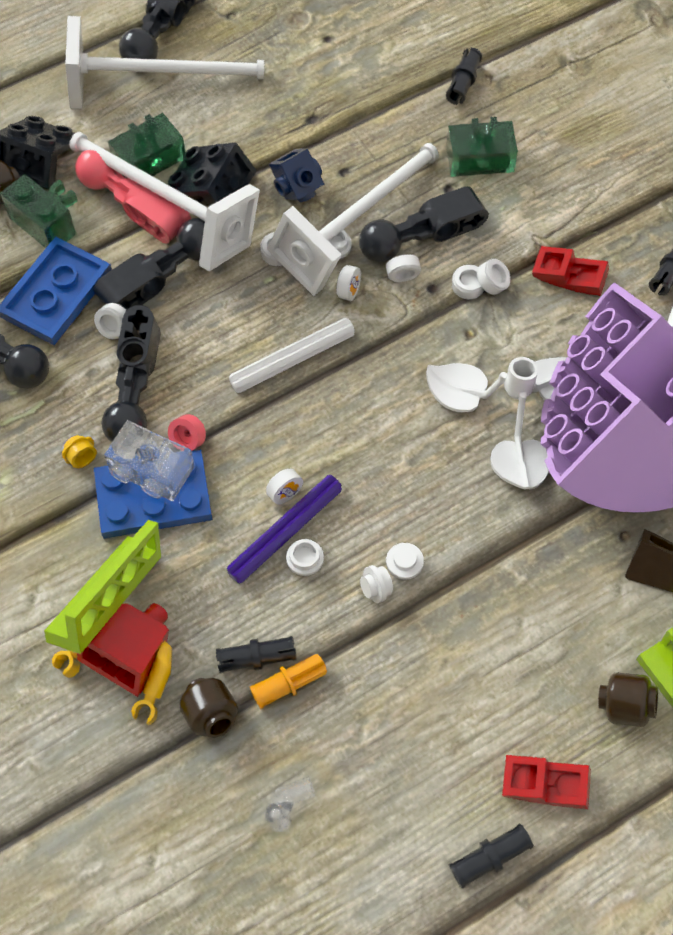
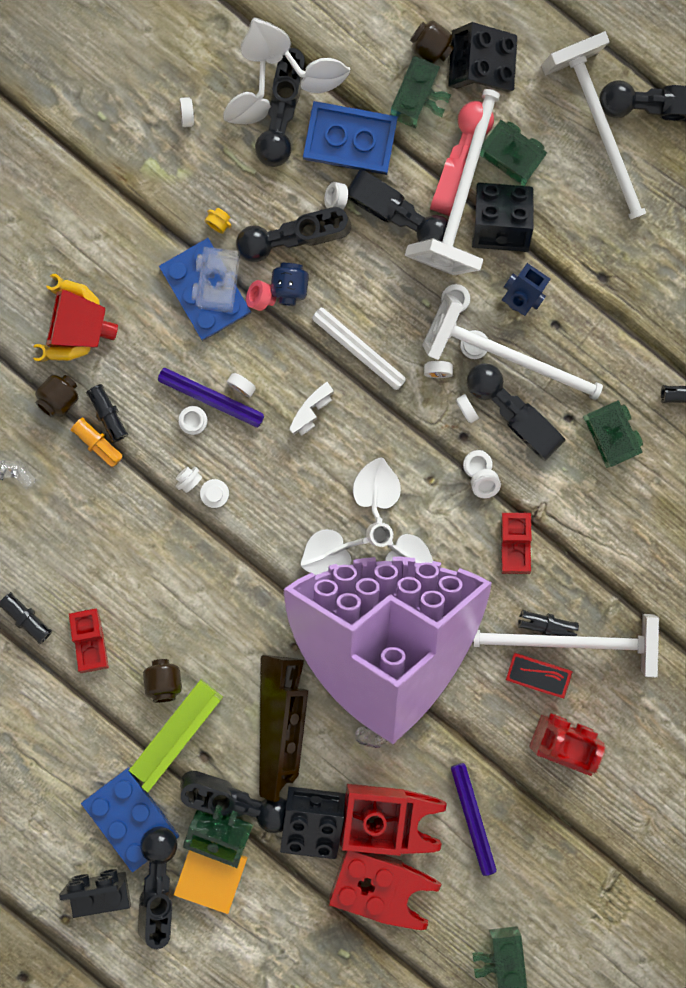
camera: 75 degrees right, 25 degrees up
(106, 590) = (106, 291): lime fence -> none
(187, 394) = (289, 283): none -> dark blue head
(344, 424) = (304, 418): none -> white slope

